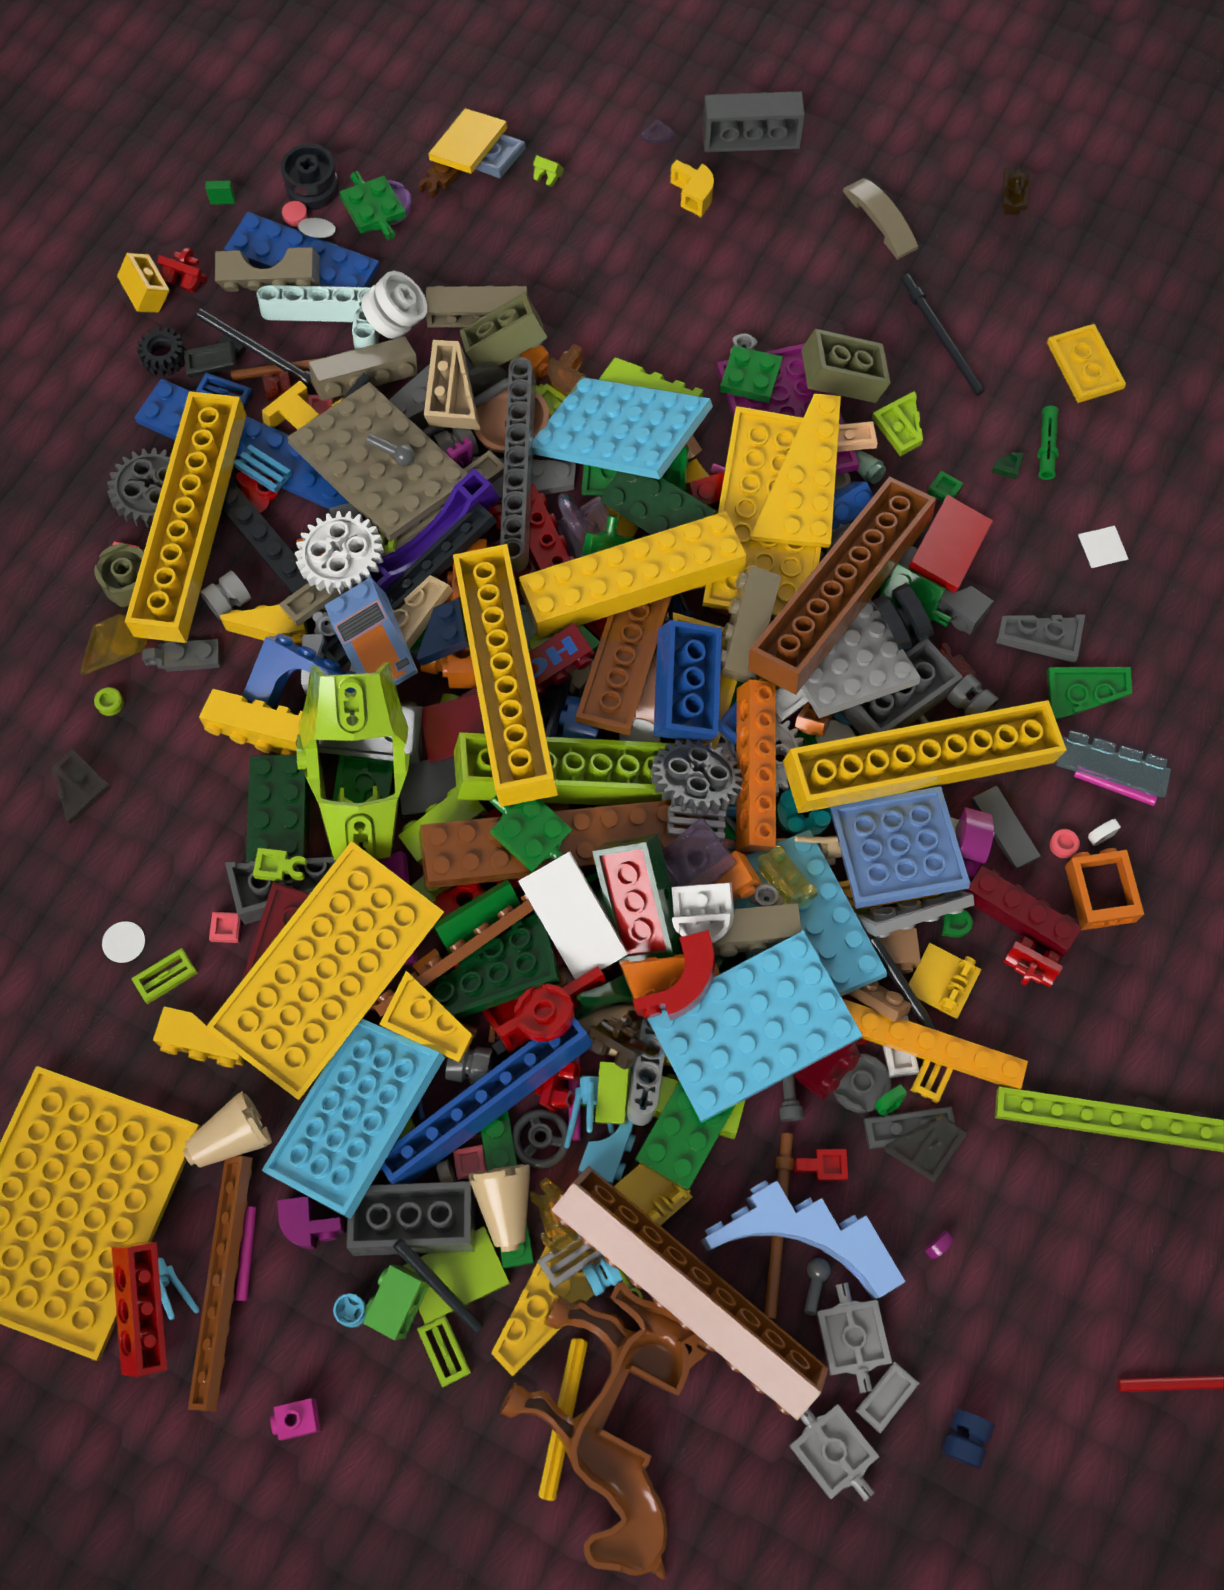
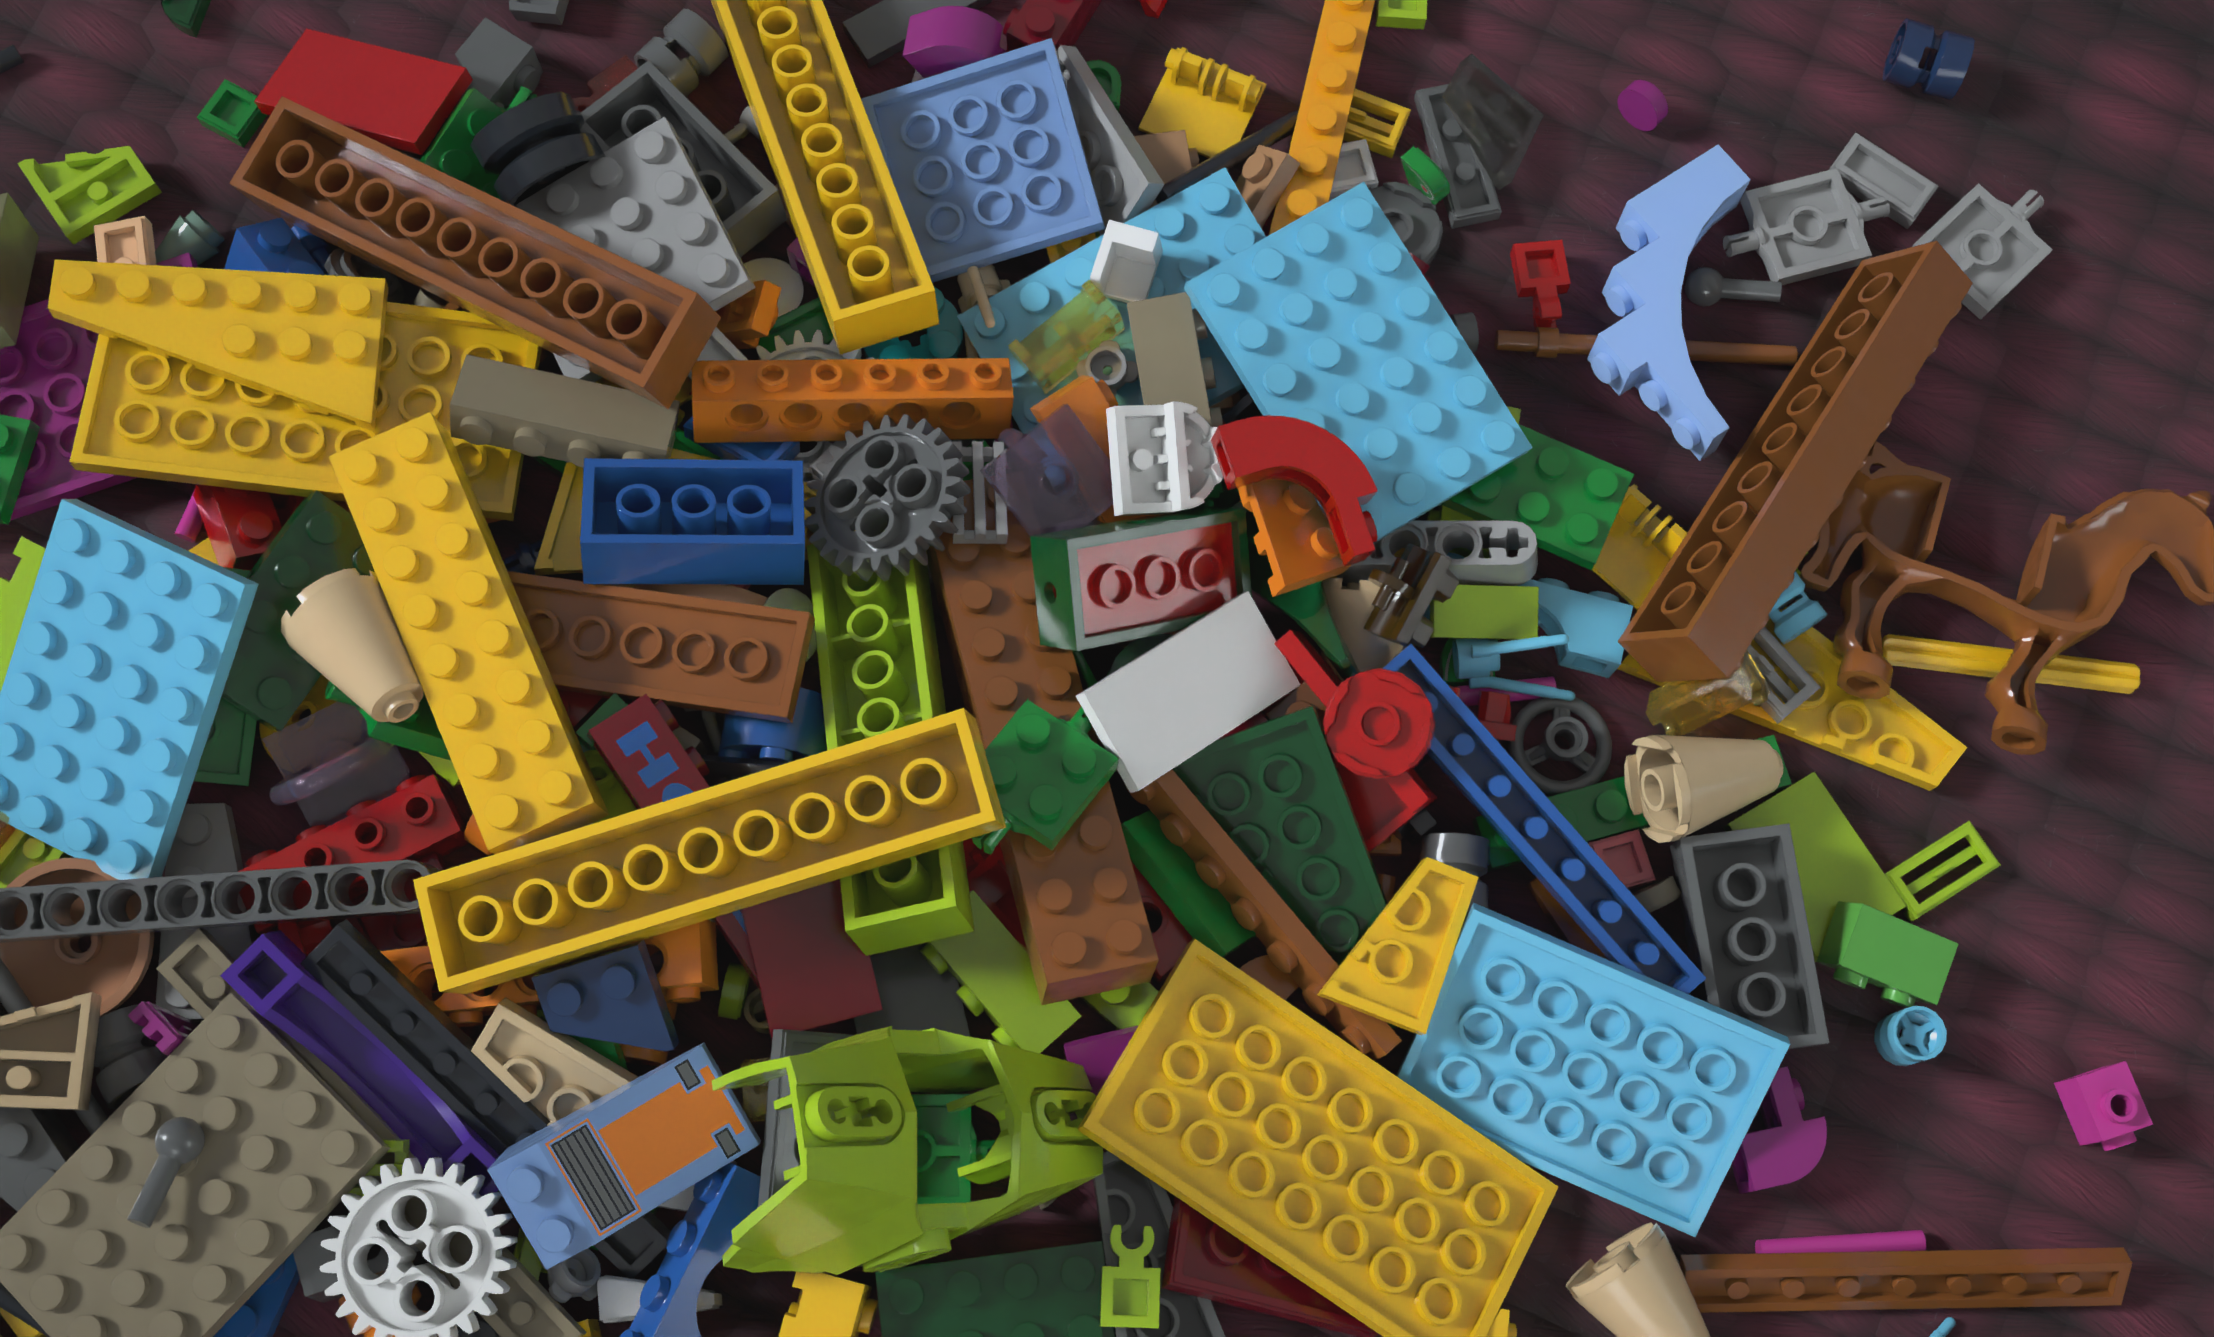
camera: 100 degrees left, 5 degrees up
(438, 1285) = (1853, 883): black bar -> none
(630, 521) = (355, 643): none -> tan cone
(826, 910) = (1126, 262): none -> white panel

